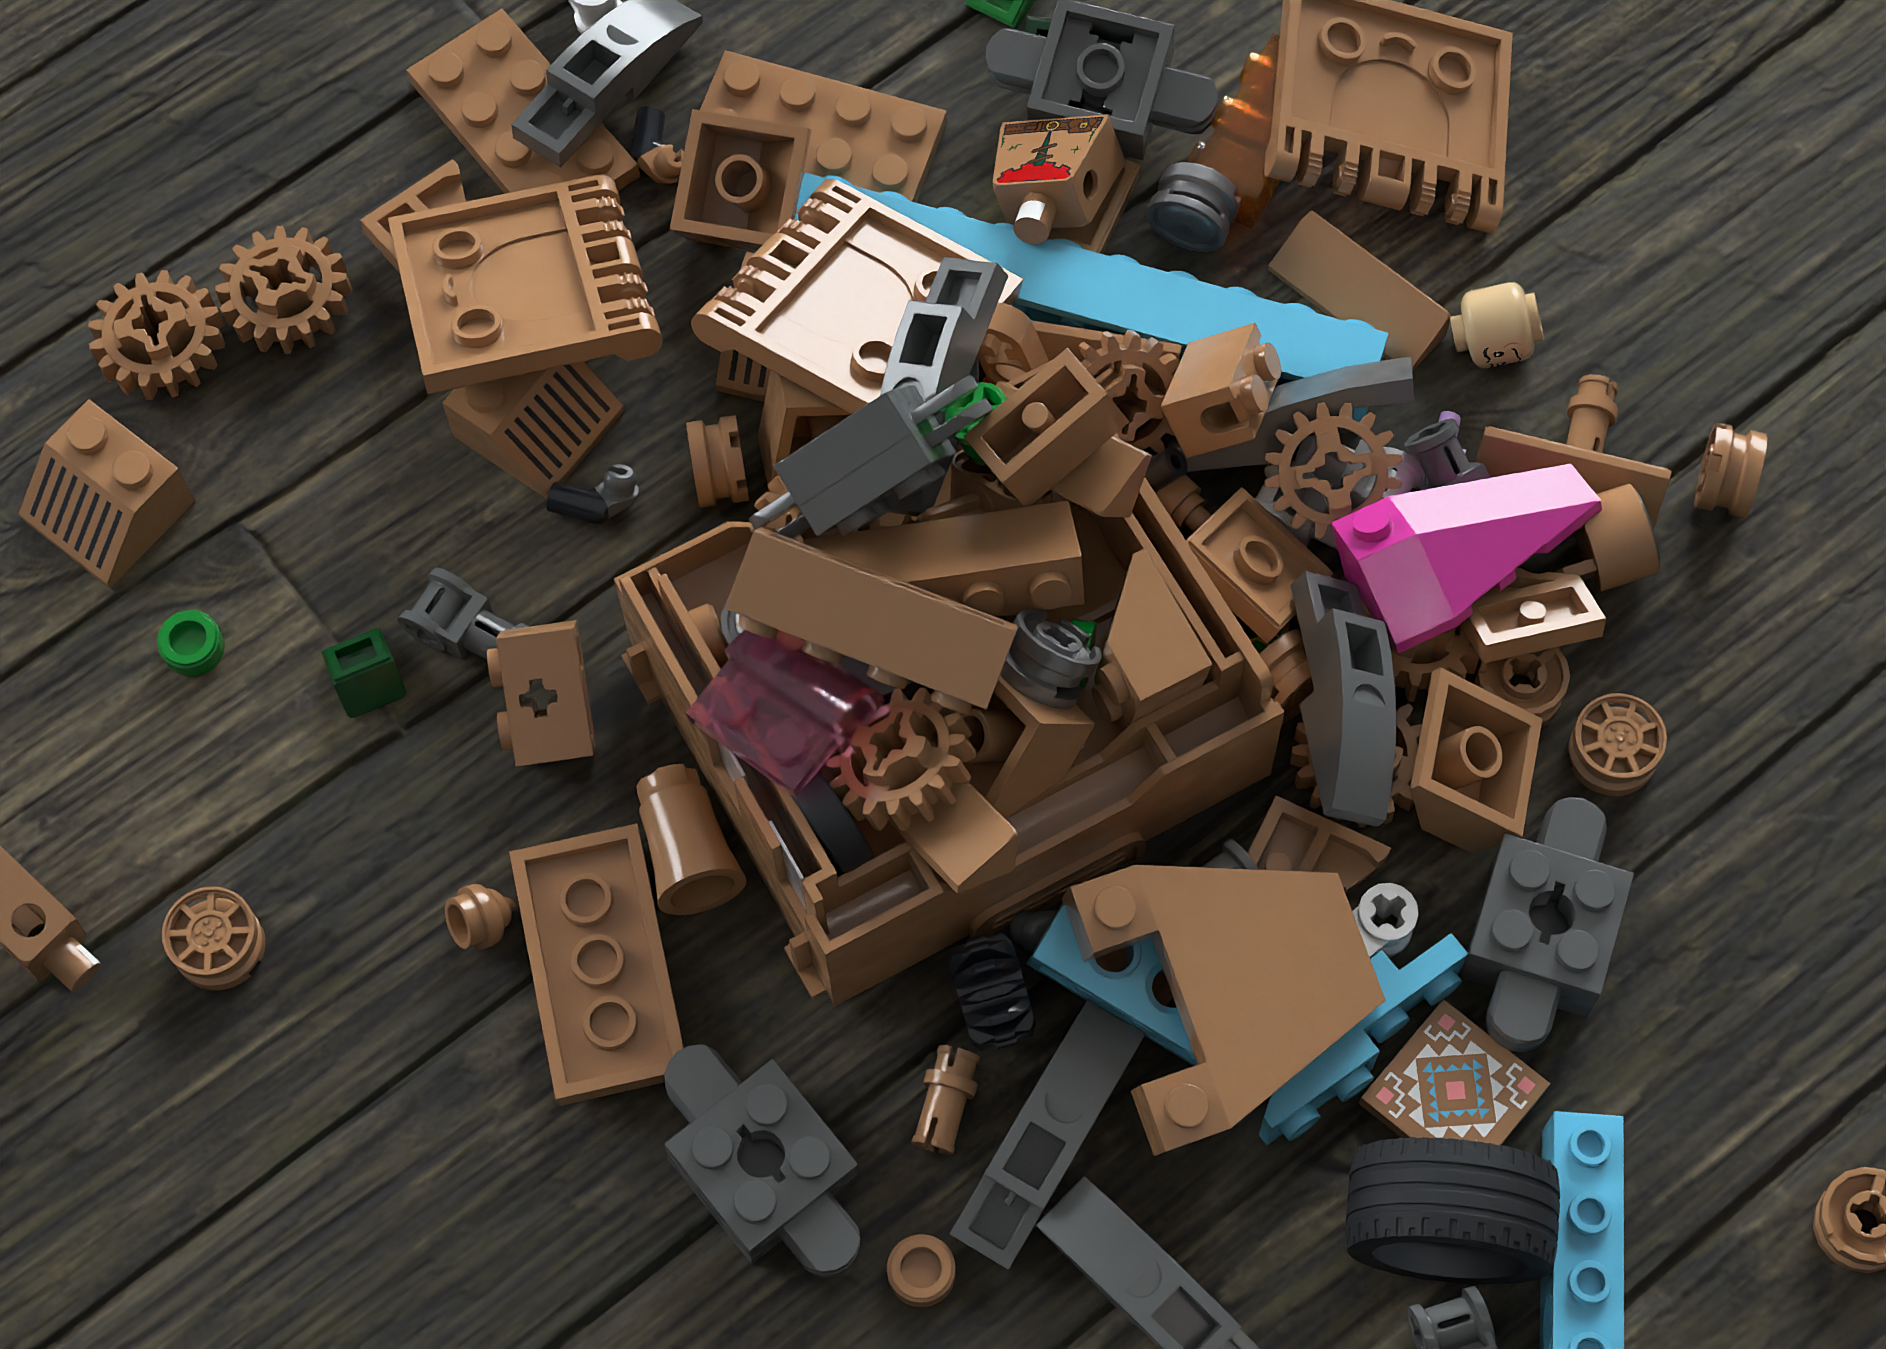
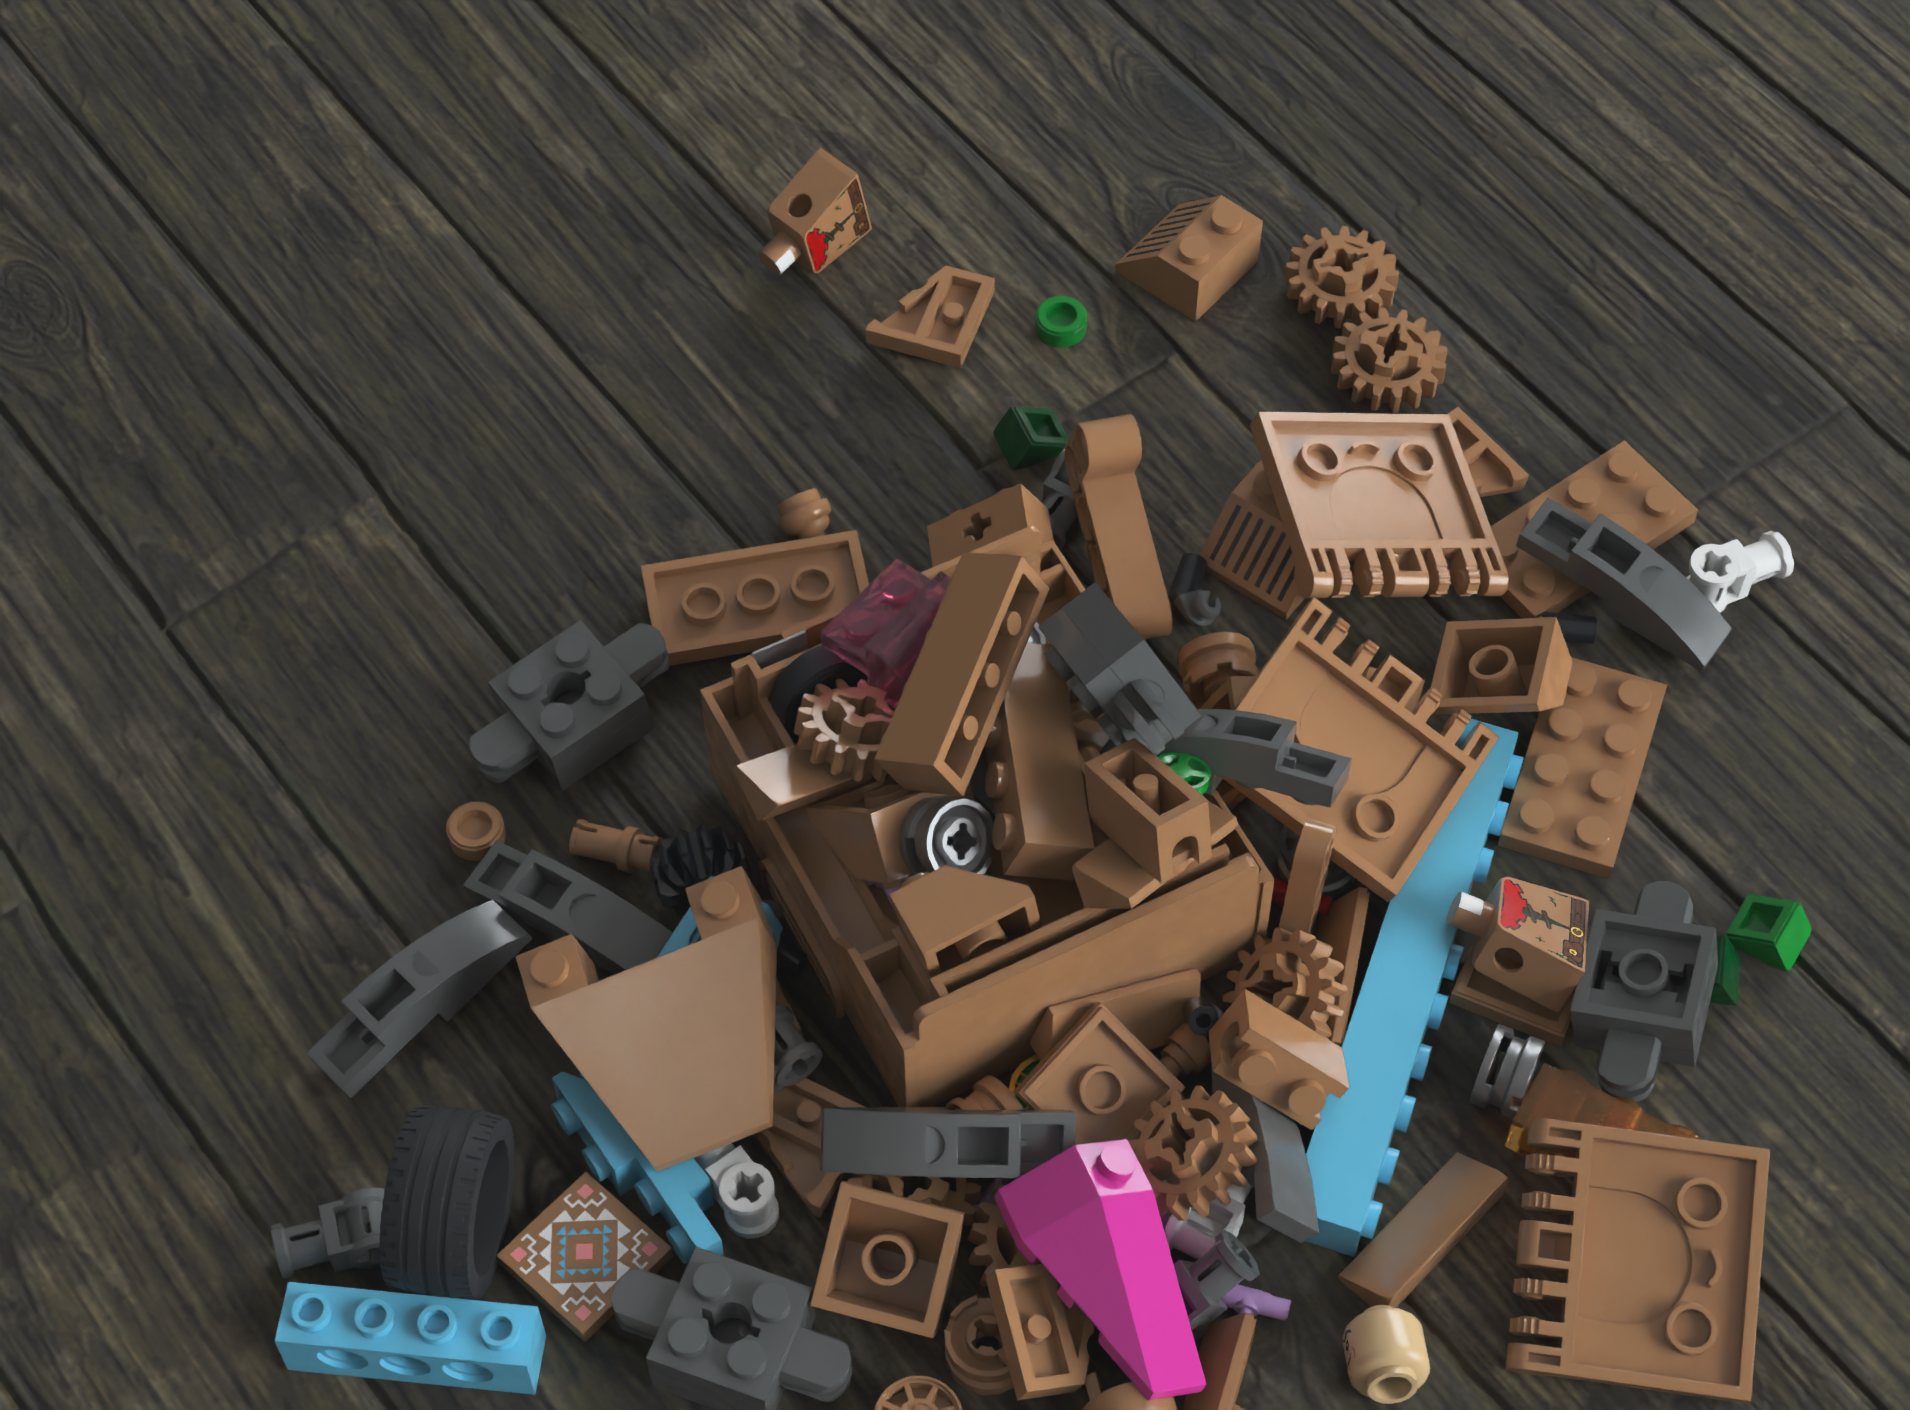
camera: 90 degrees right, 10 degrees down
(182, 777) = (938, 318): none -> medium nougat wing
(213, 940) = (799, 344): medium nougat wheel -> none
(528, 559) = (1113, 520): none -> medium nougat beam

